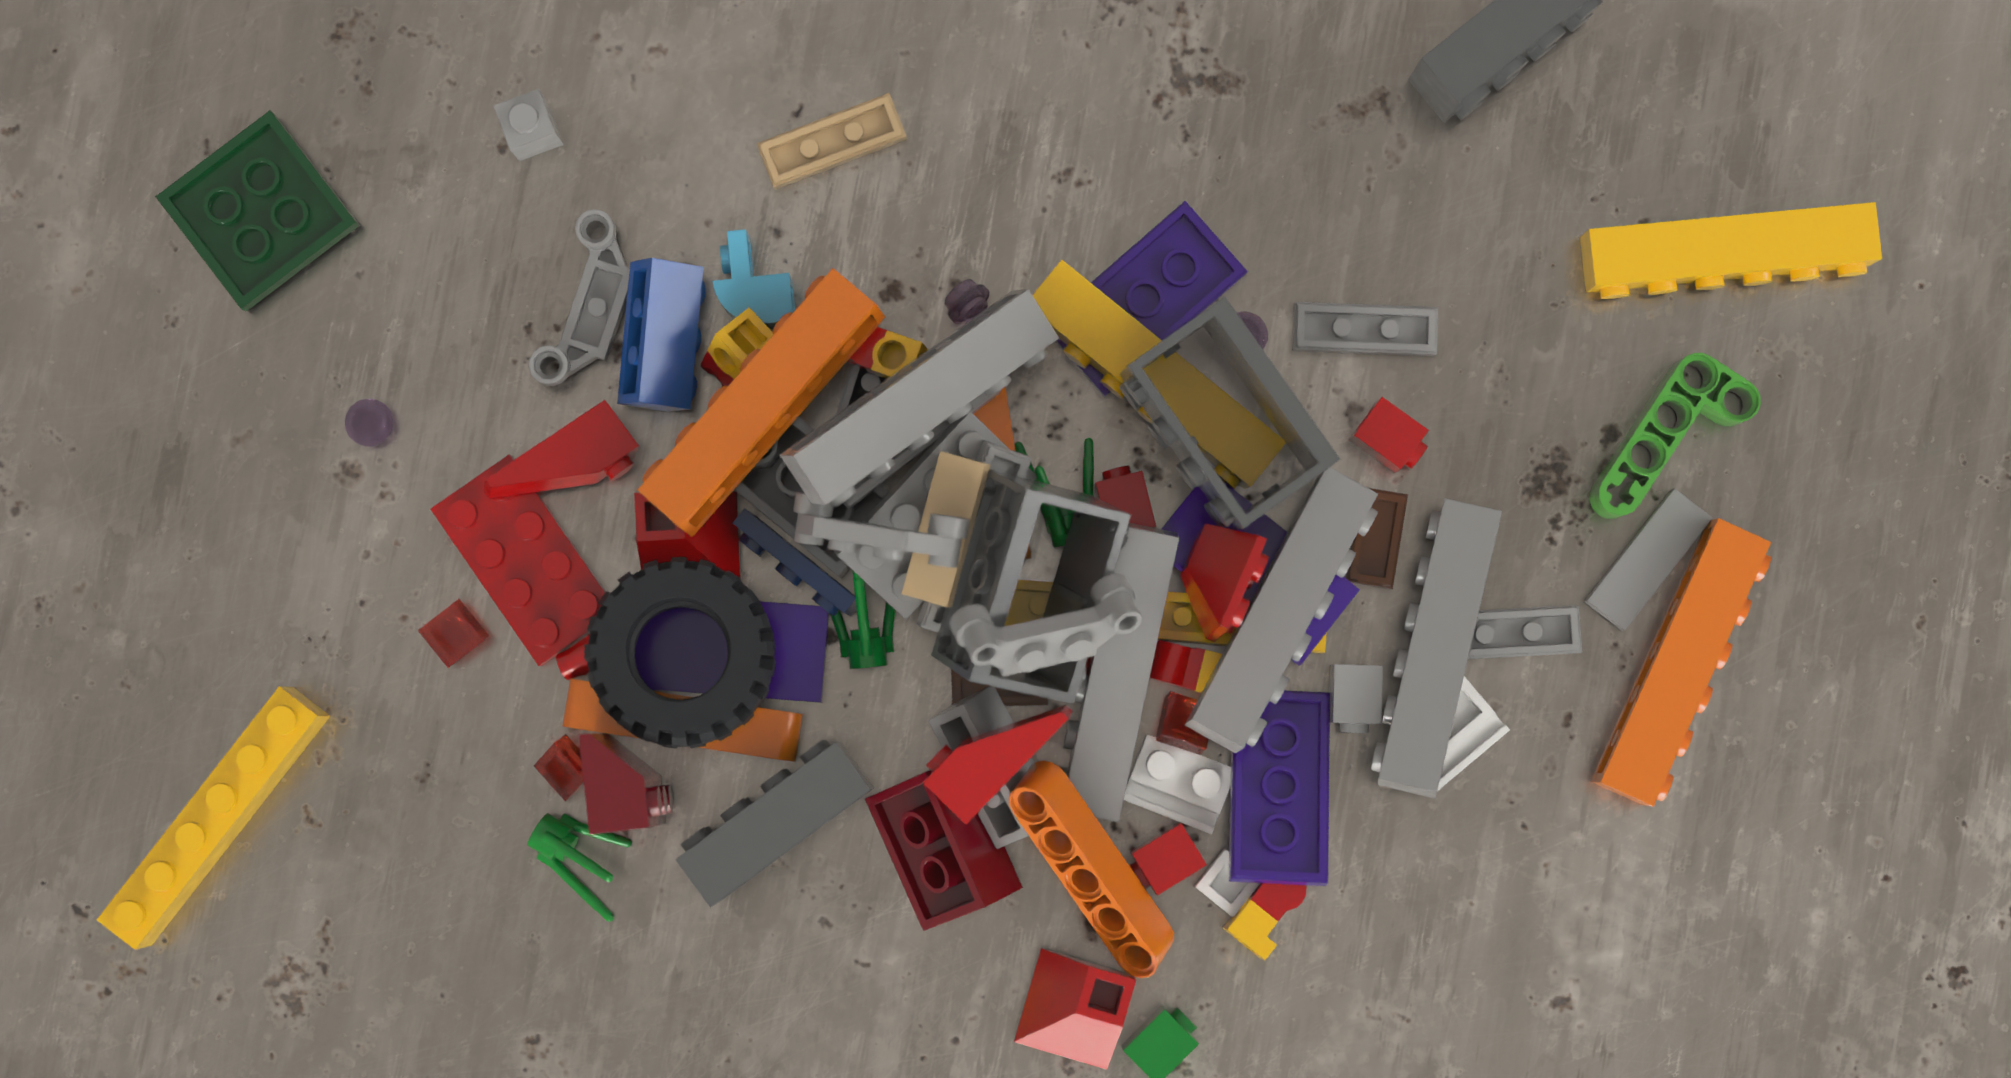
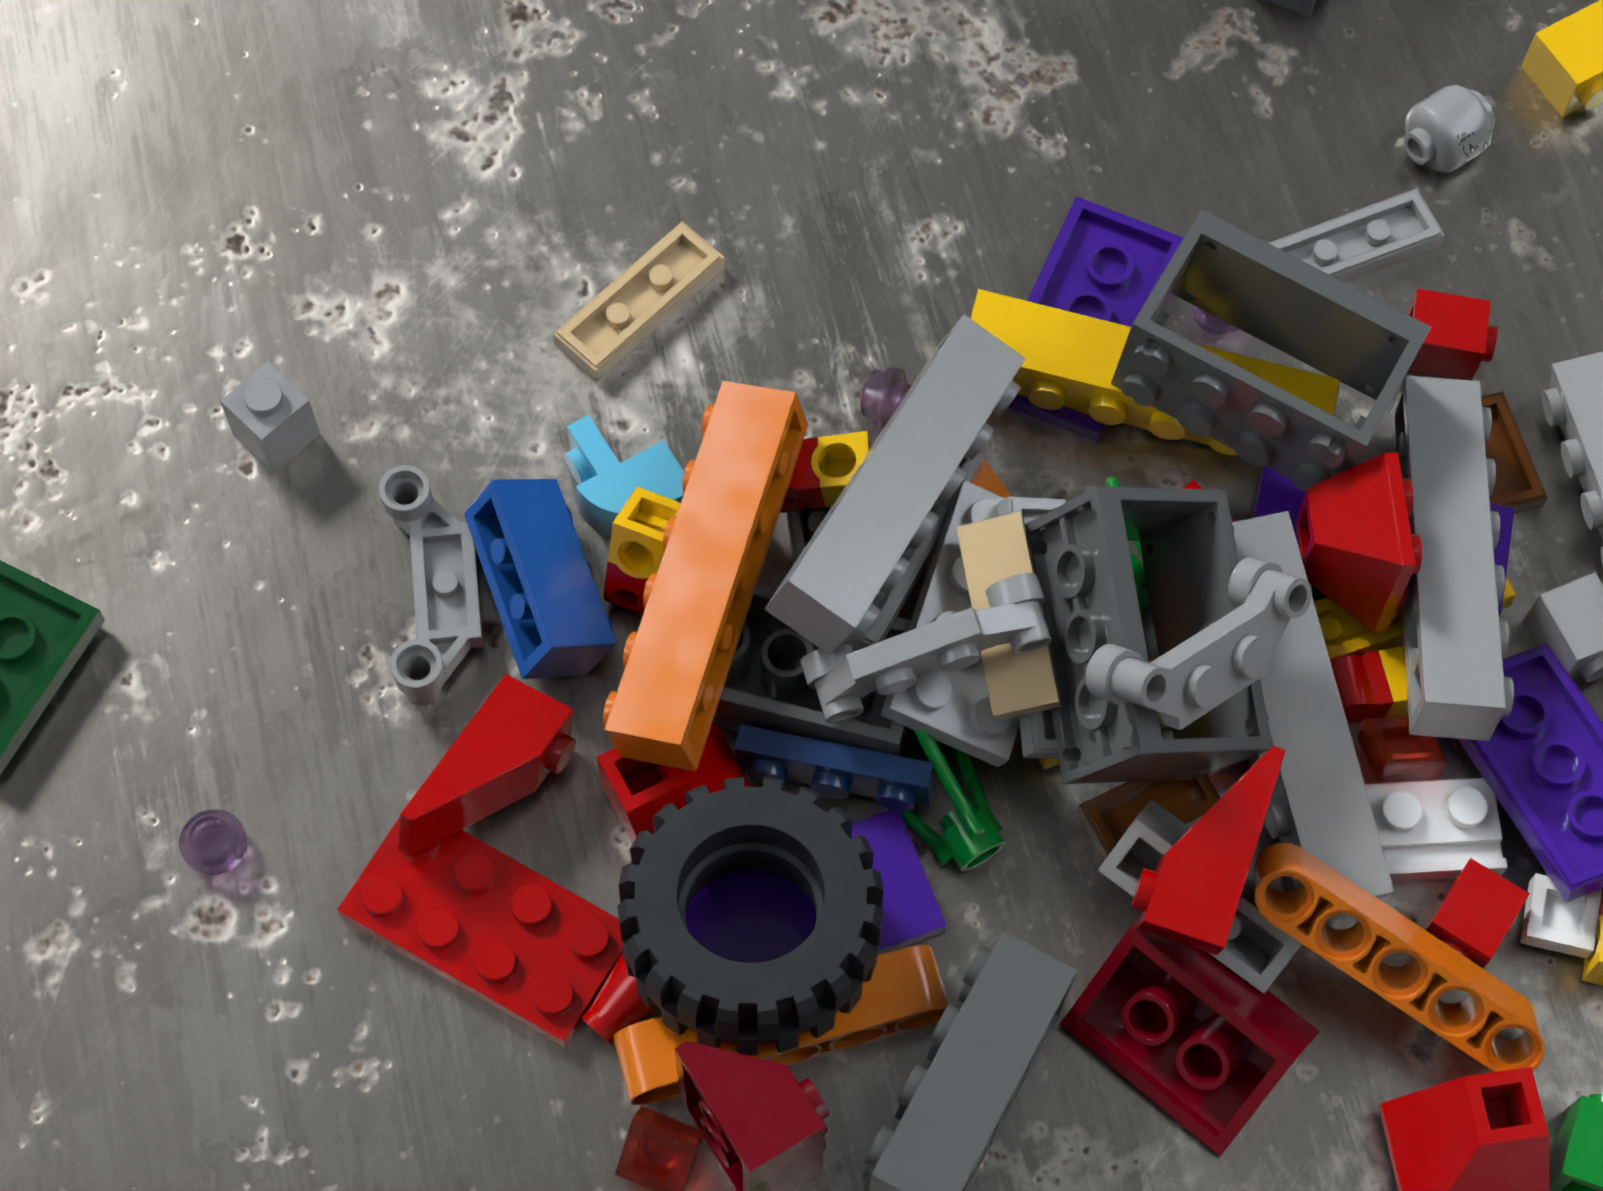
camera: 25 degrees left, 20 degrees down
(453, 633) = (434, 1048): clear red plate -> none
(1488, 270) = (1449, 128): none -> light grey head

